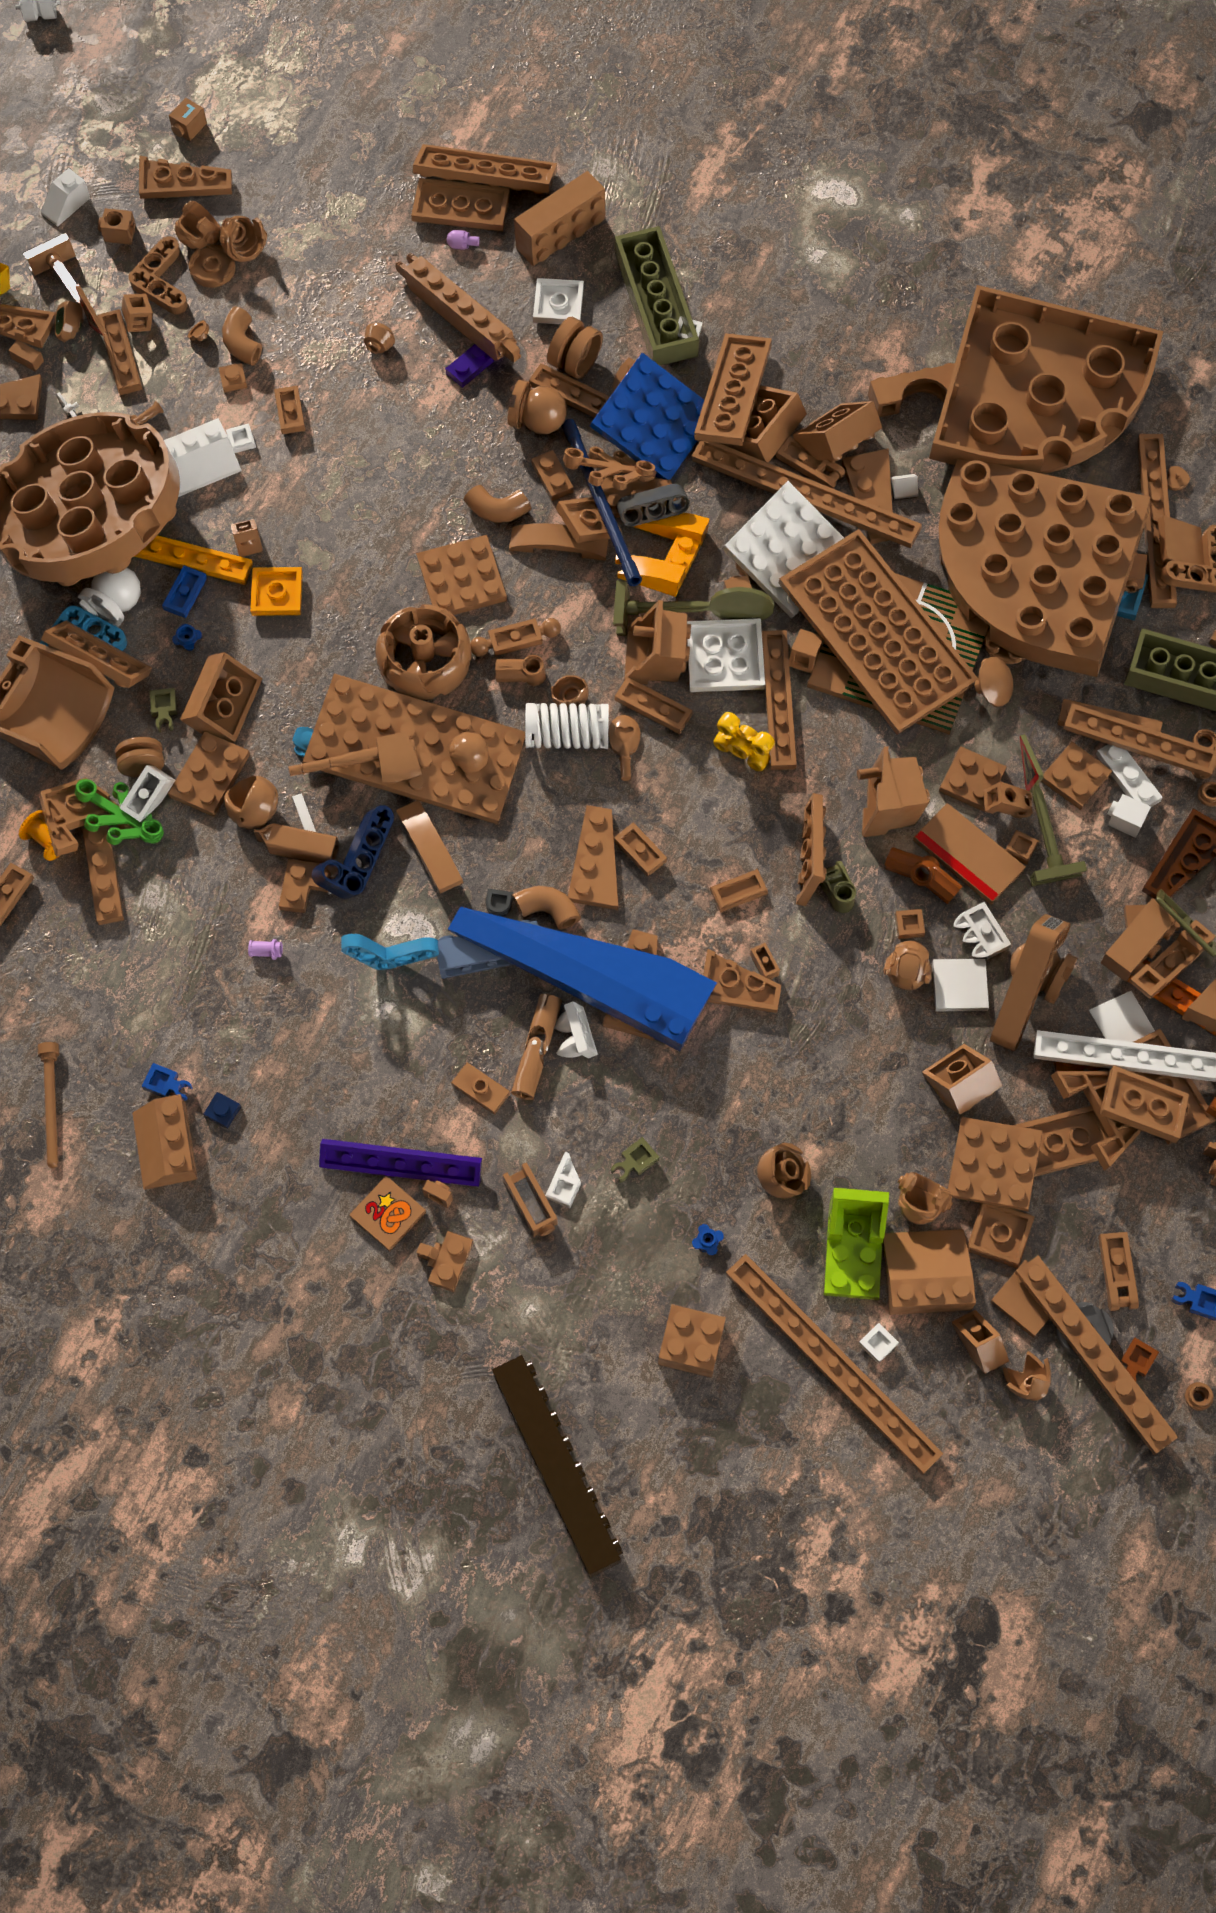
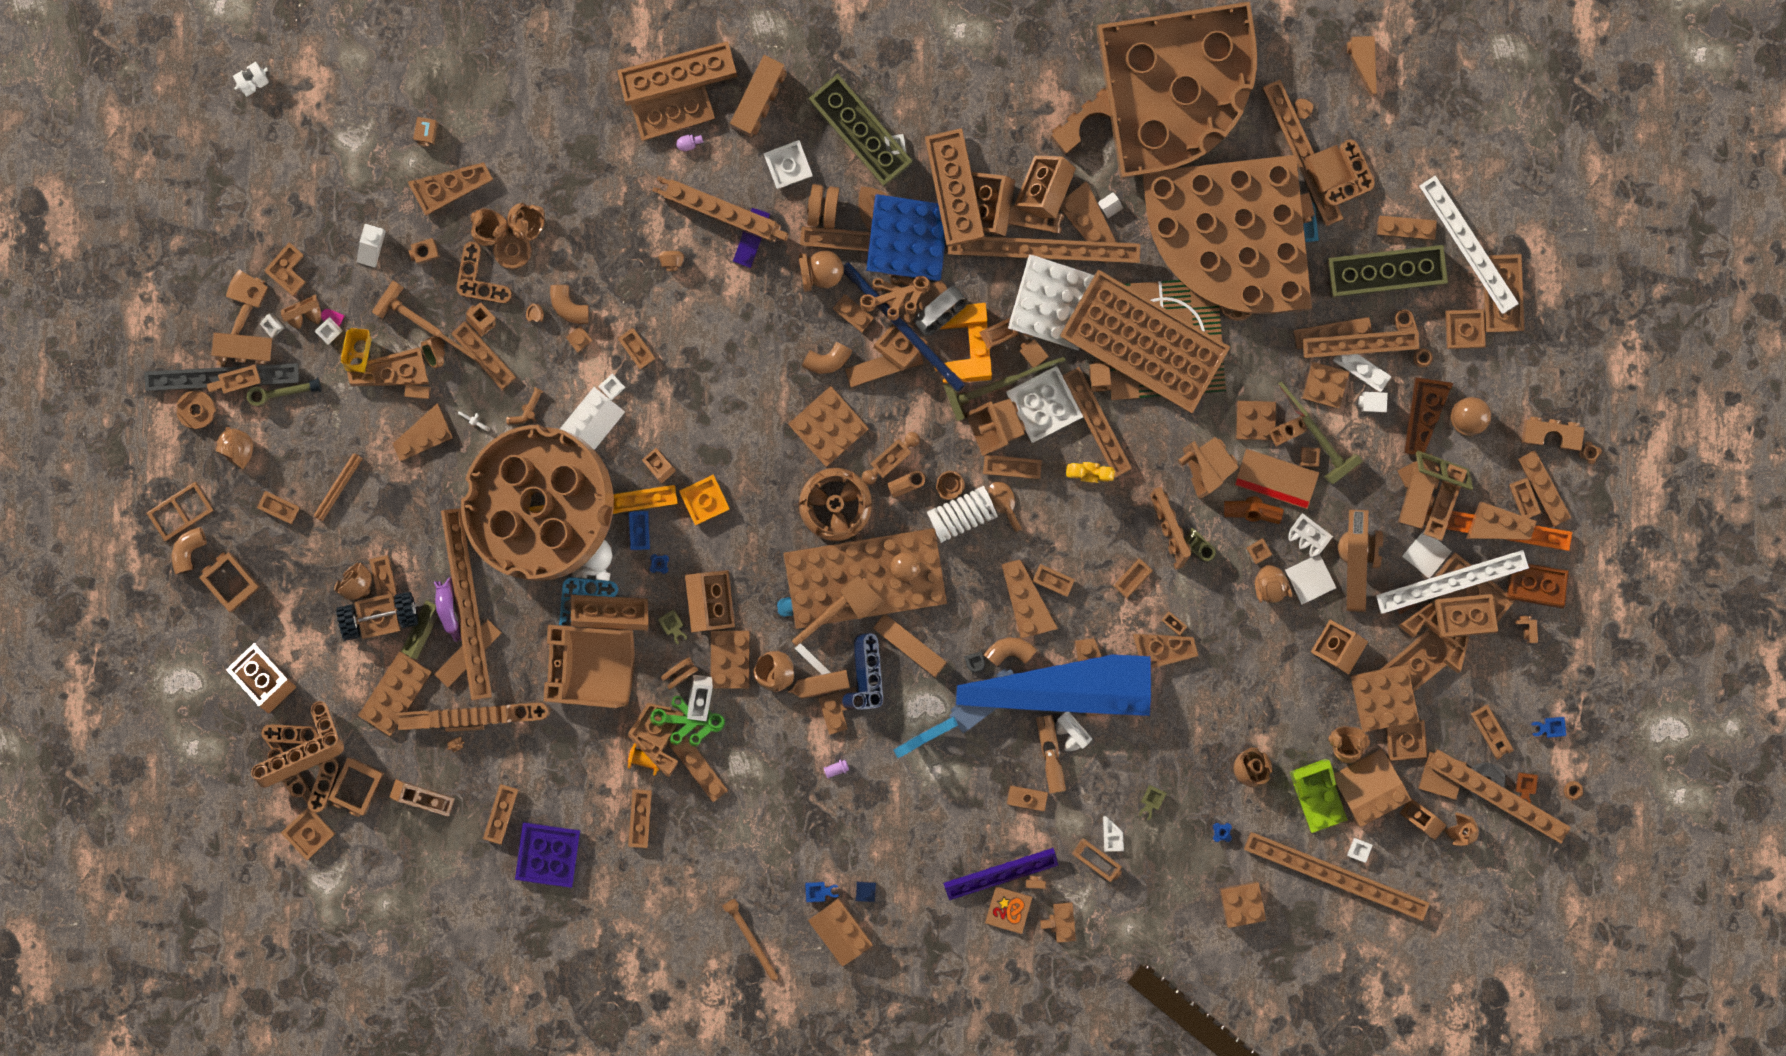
camera: 25 degrees left, 20 degrees up
(708, 556) = (997, 334): none -> medium nougat tile
(995, 681) = (1241, 341): medium nougat dish -> none

